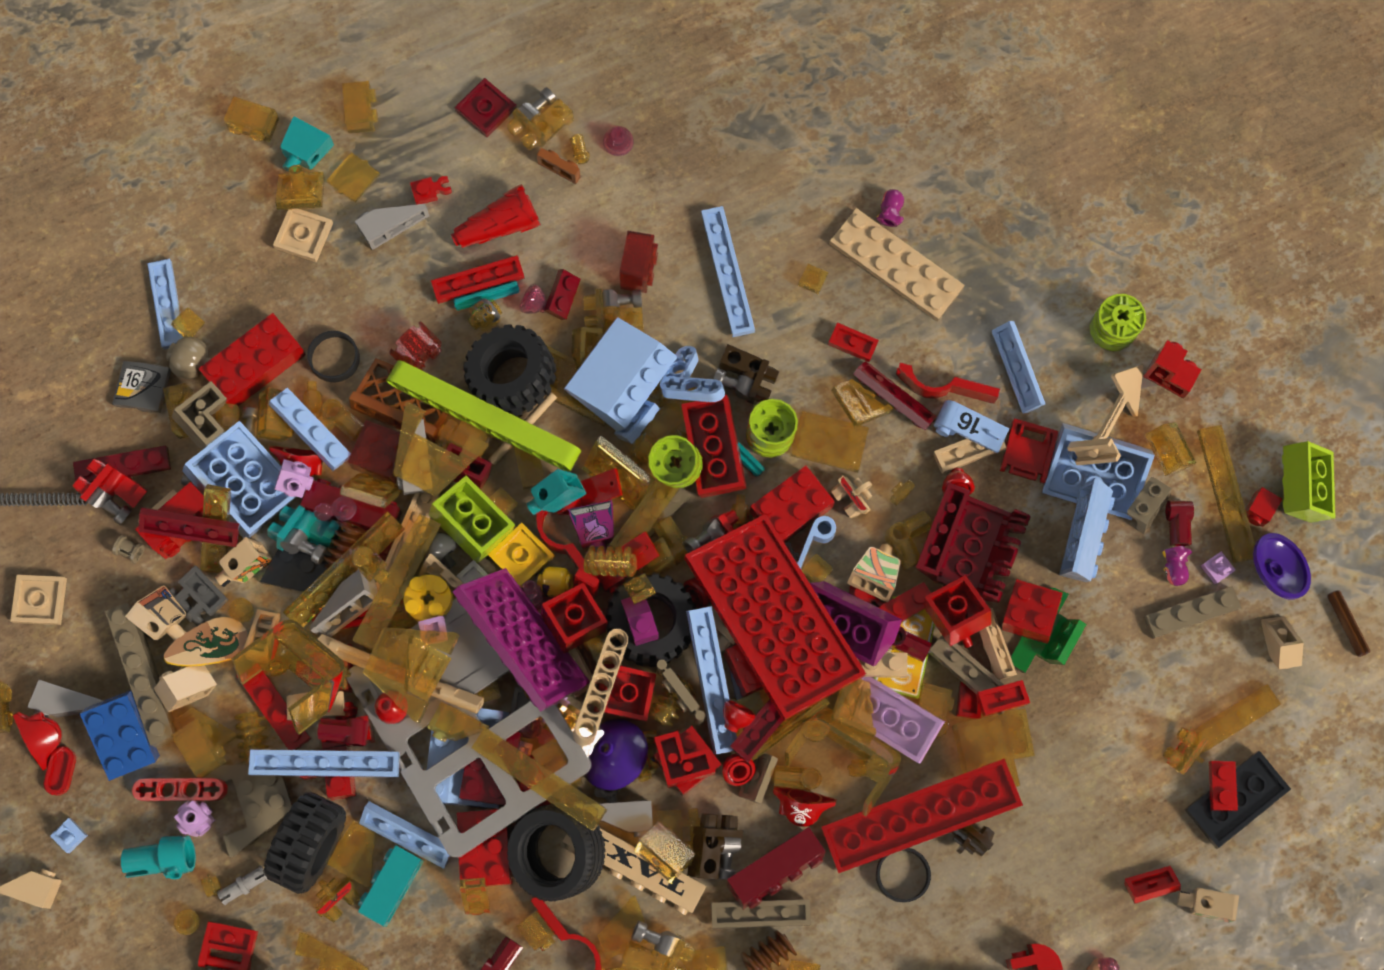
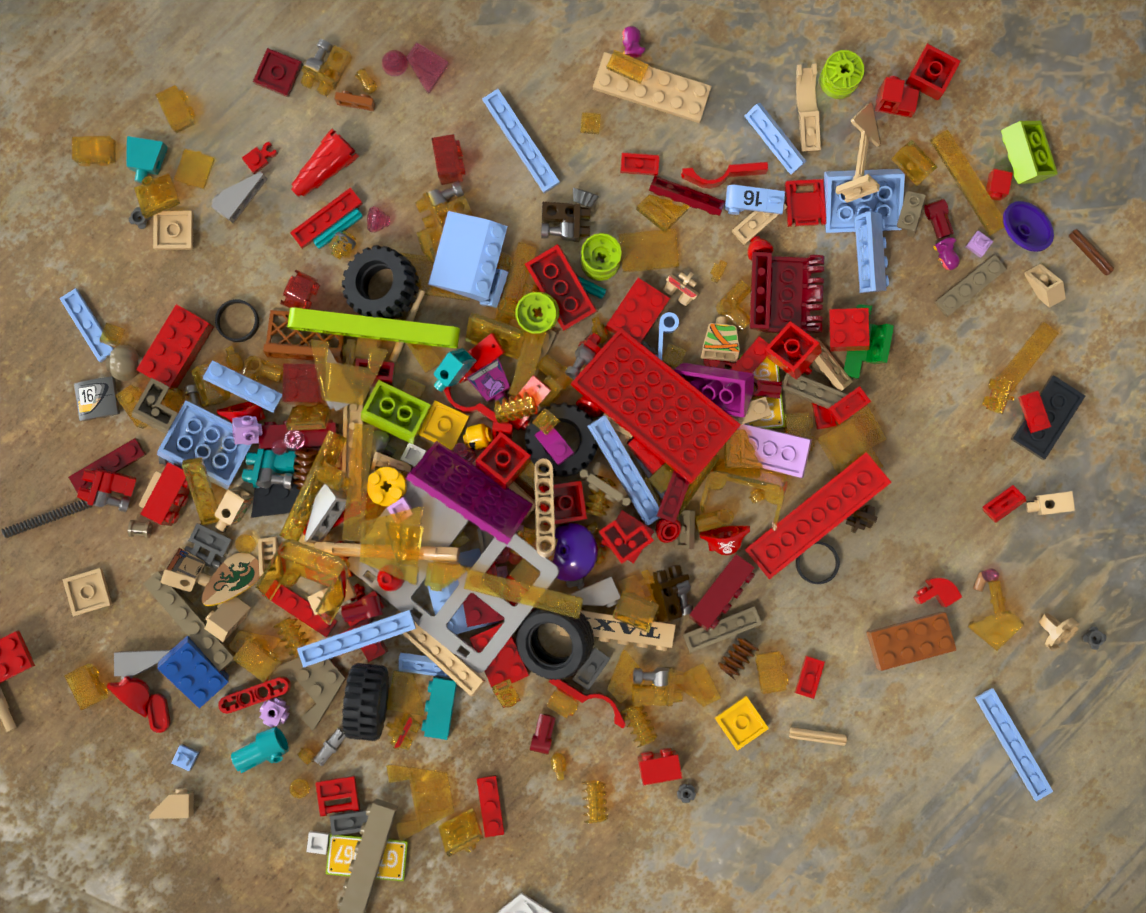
camera: 15 degrees left, 10 degrees up
(188, 527) = (181, 498): dark red plate -> none
(265, 208) = (134, 218): none -> dark grey plate
(420, 831) = (446, 660): none -> tan plate
(562, 294) = (397, 206): dark red plate -> none
(587, 904) = (591, 669): none -> dark grey plate
(652, 155) = (426, 66): none -> clear pink wing
(676, 385) = (515, 249): light blue beam -> none
(737, 716) = (654, 491): red brick -> none
(776, 356) = (584, 197): none -> dark grey piece
(876, 231) = (627, 66): none -> clear yellow plate
(1066, 347) = (808, 109): none -> tan piece
(1224, 355) = (932, 72): none -> red brick

